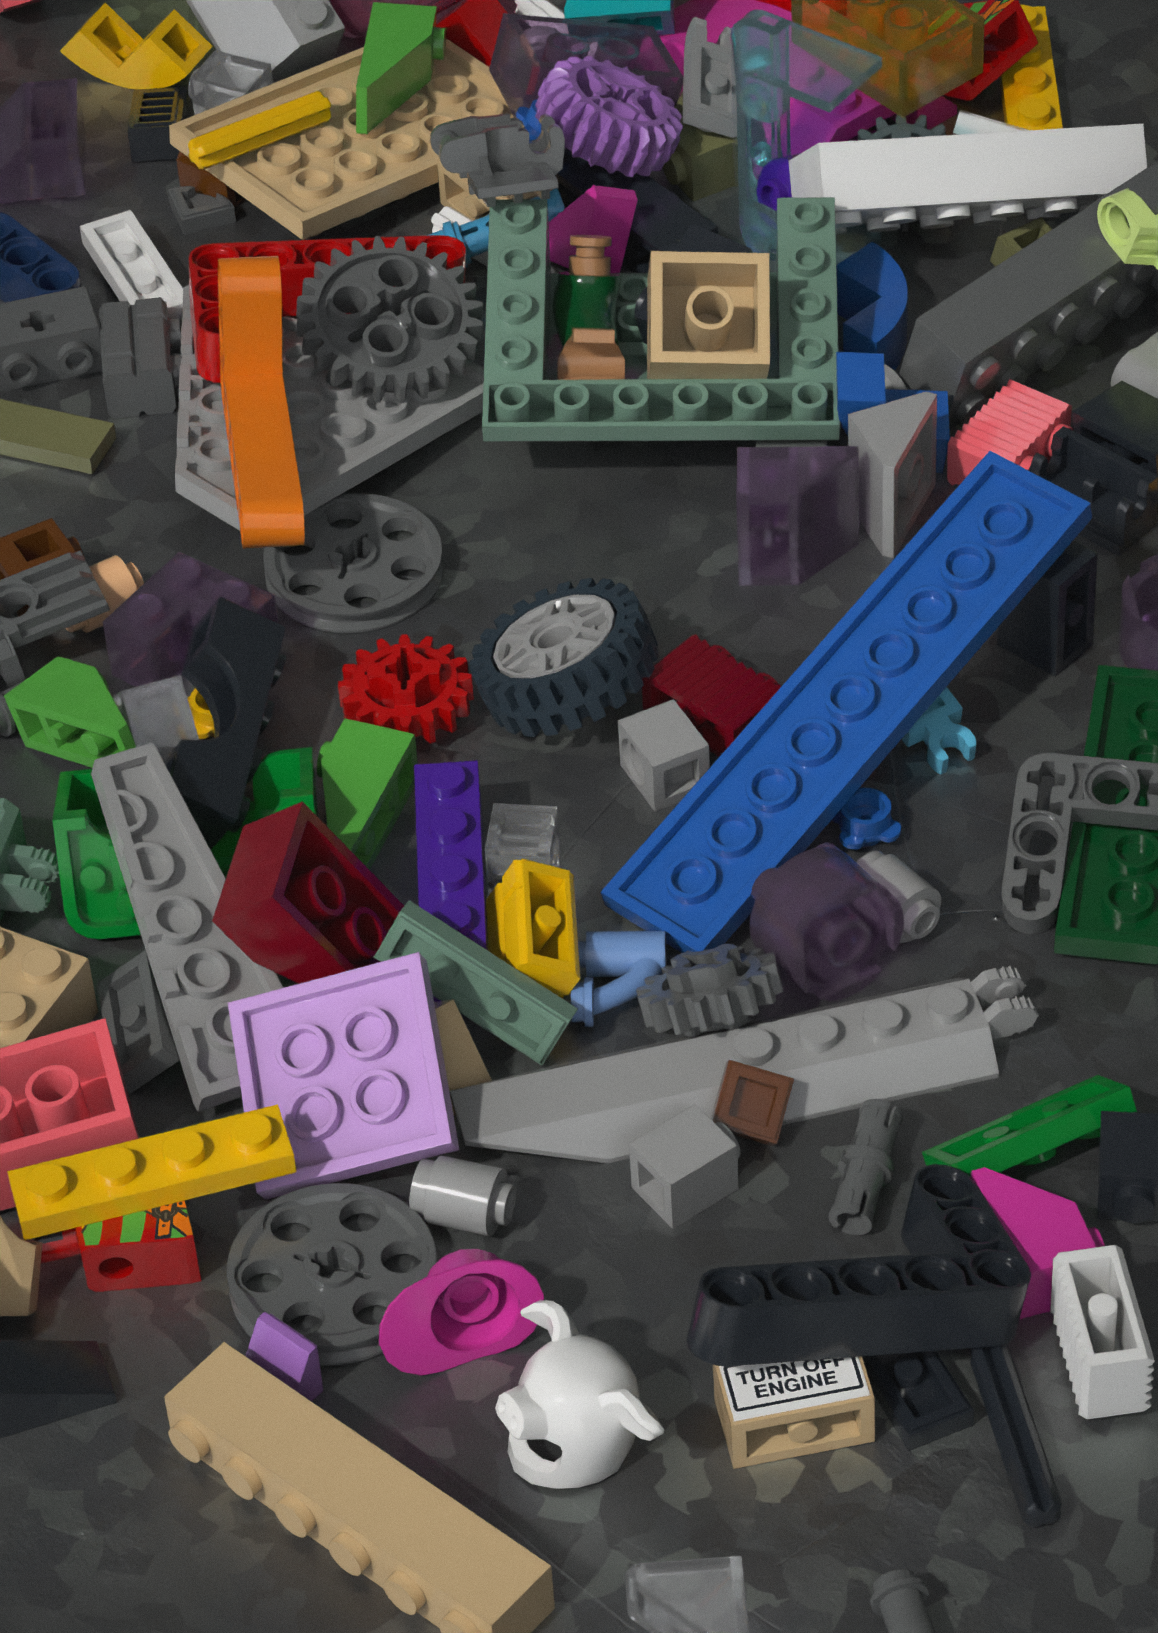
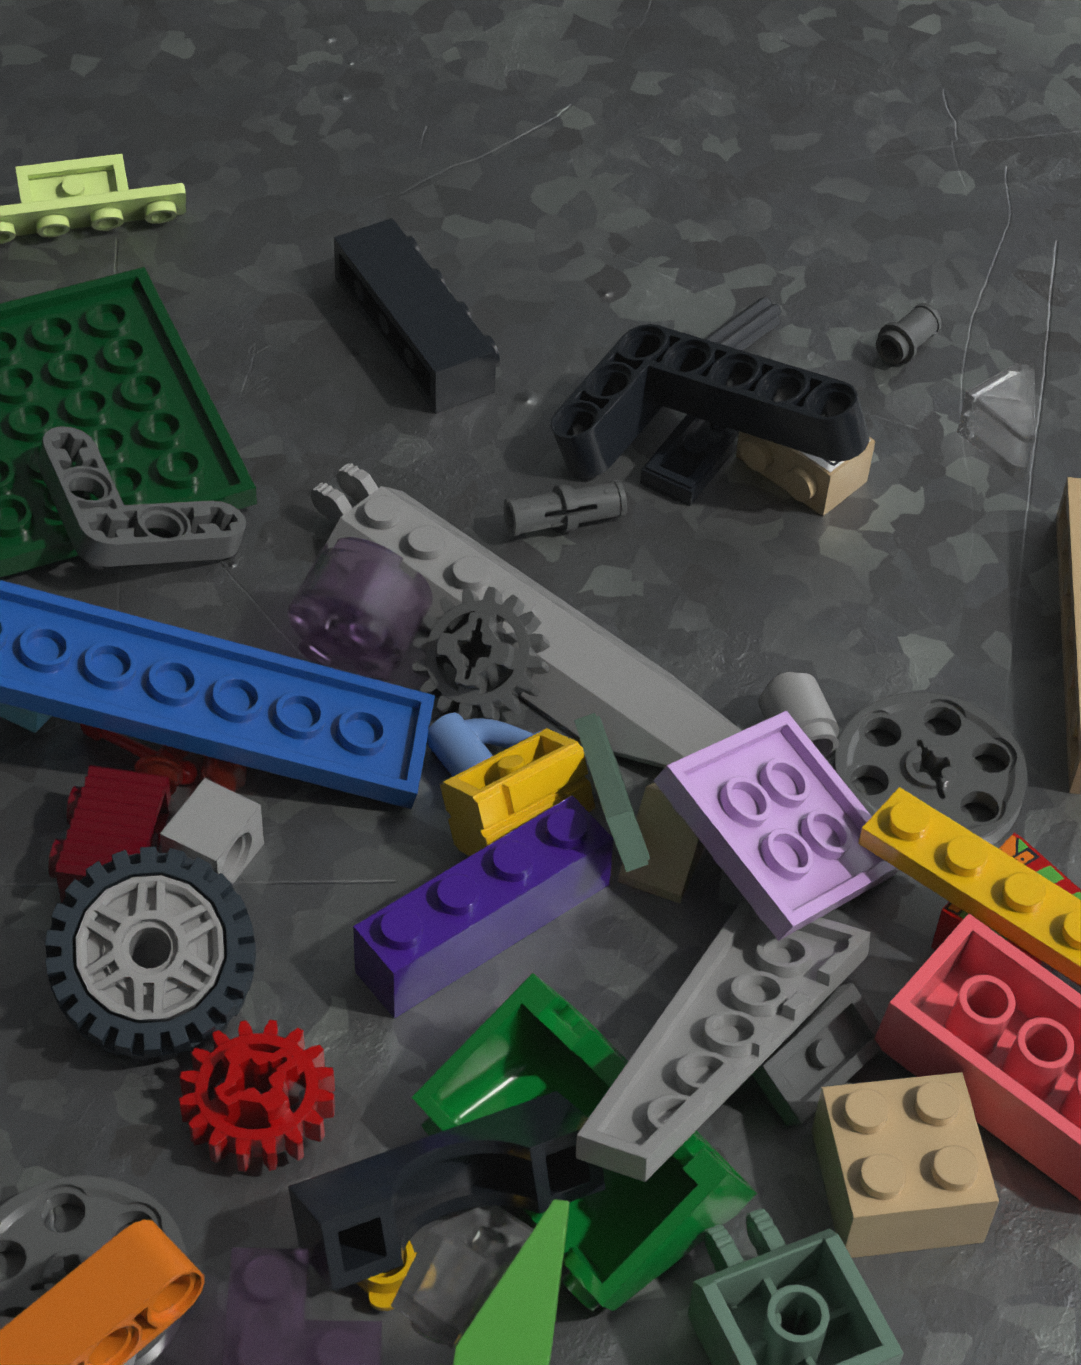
camera: 130 degrees left, 5 degrees up
(286, 1355) = (1043, 746): medium lavender slope -> none
(302, 899) = (641, 945): dark red slope -> none
(366, 784) = (404, 1042): bright green slope -> none
(459, 1313) = (904, 652): dark pink piece -> none
(521, 833) = (421, 844): clear brick -> none
(577, 1398) = (929, 532): white piece -> none
(684, 1165) = (656, 600): light grey brick -> none
(752, 1102) = (565, 589): reddish brown tile -> none
(917, 897) = (265, 610): light grey brick -> none
(1035, 1130) = (464, 429): green plate -> none
(1039, 1228) = (556, 372): dark pink slope -> none
(1101, 1332) = (628, 297): white brick -> none

